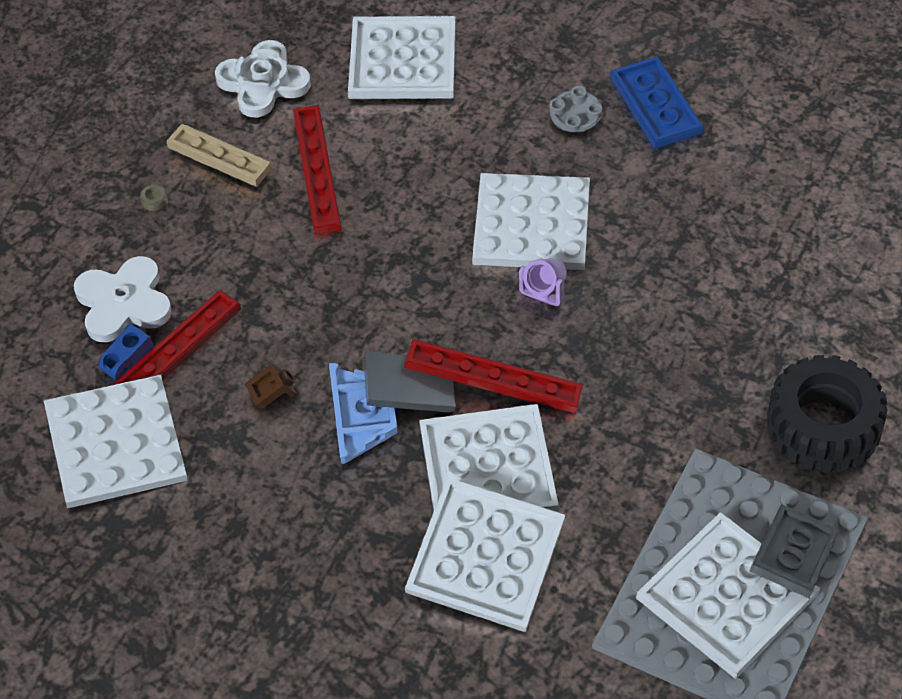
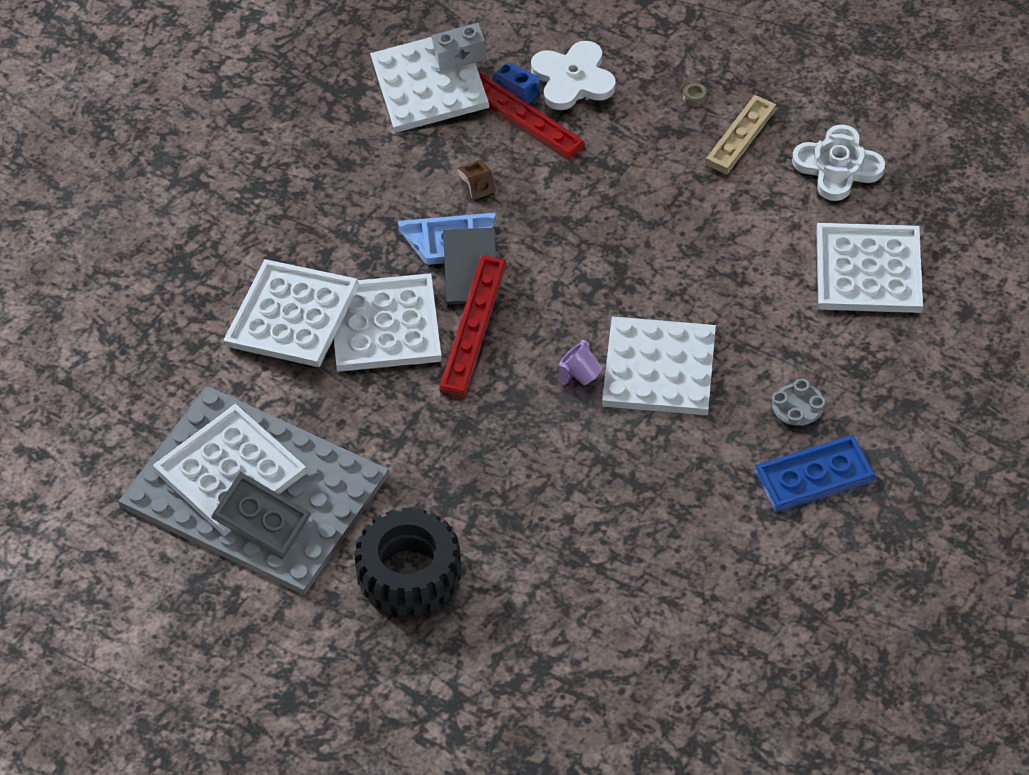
camera: 90 degrees right, 0 degrees up
(89, 390) = (459, 47): none -> light grey brick
(317, 170) = (727, 207): red tile -> none

